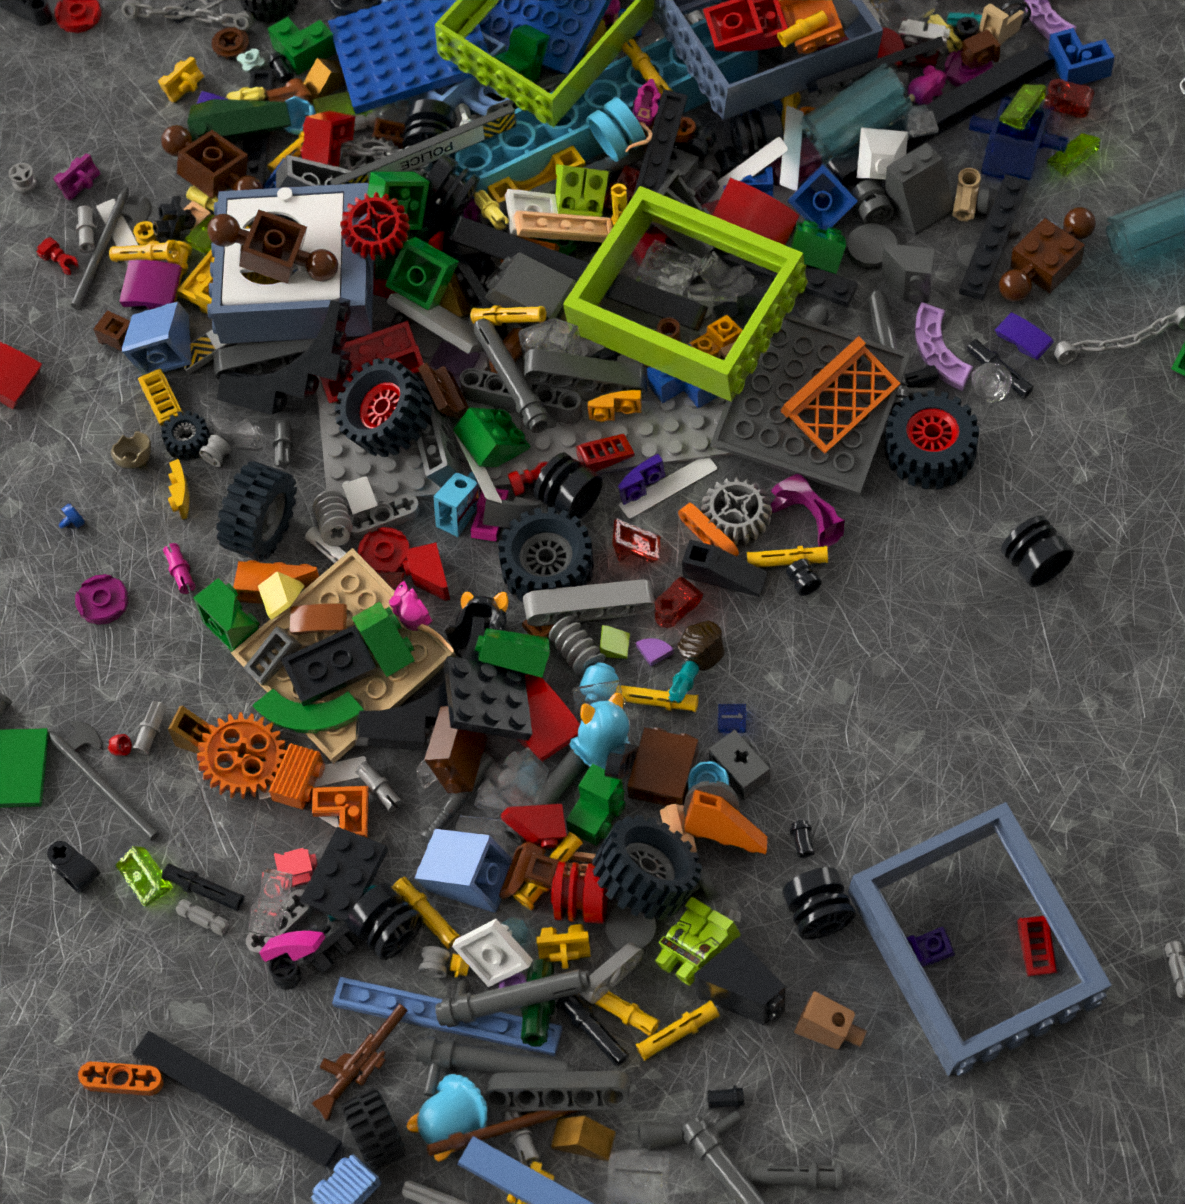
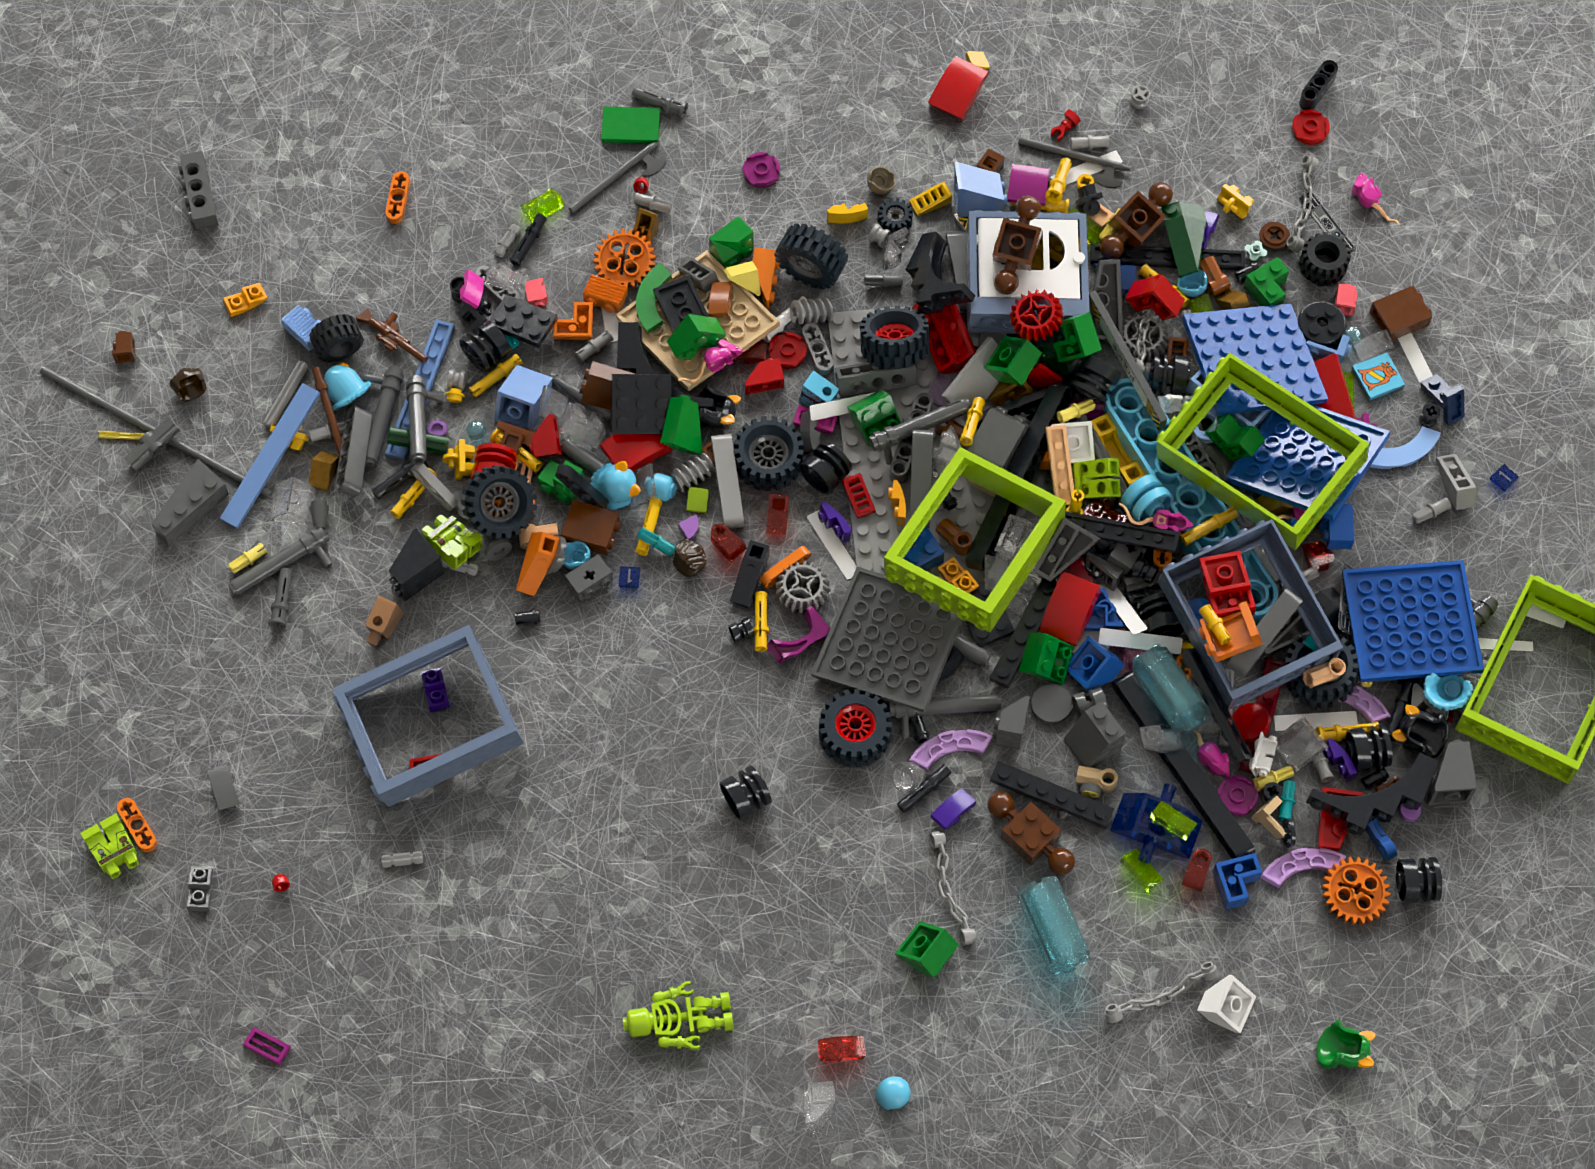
camera: 85 degrees right, 5 degrees up
(72, 516) = (829, 146): blue tile -> none
(73, 868) = (550, 160): black piece -> none
(77, 177) = (1138, 133): magenta hips -> none
(179, 568) = (781, 216): dark pink pin -> none
(237, 1099) = (378, 261): black tile -> none
(247, 93) = (1212, 244): light yellow axle -> none
(360, 494) = (826, 327): white panel -> none
(444, 390) = (910, 381): reddish brown slope -> none
(492, 952) = (453, 409): white tile -> none
(527, 477) = (839, 437): red piece -> none
(687, 1024) = (383, 512): yellow pin -> none
(725, 1098) = (340, 562): black pin -> none
(818, 903) = (475, 615): black wheel -> none
(824, 379) = (895, 640): orange fence -> none
(878, 150) = (1131, 709): white slope -> none
(980, 49) = (1245, 799): reddish brown brick -> none

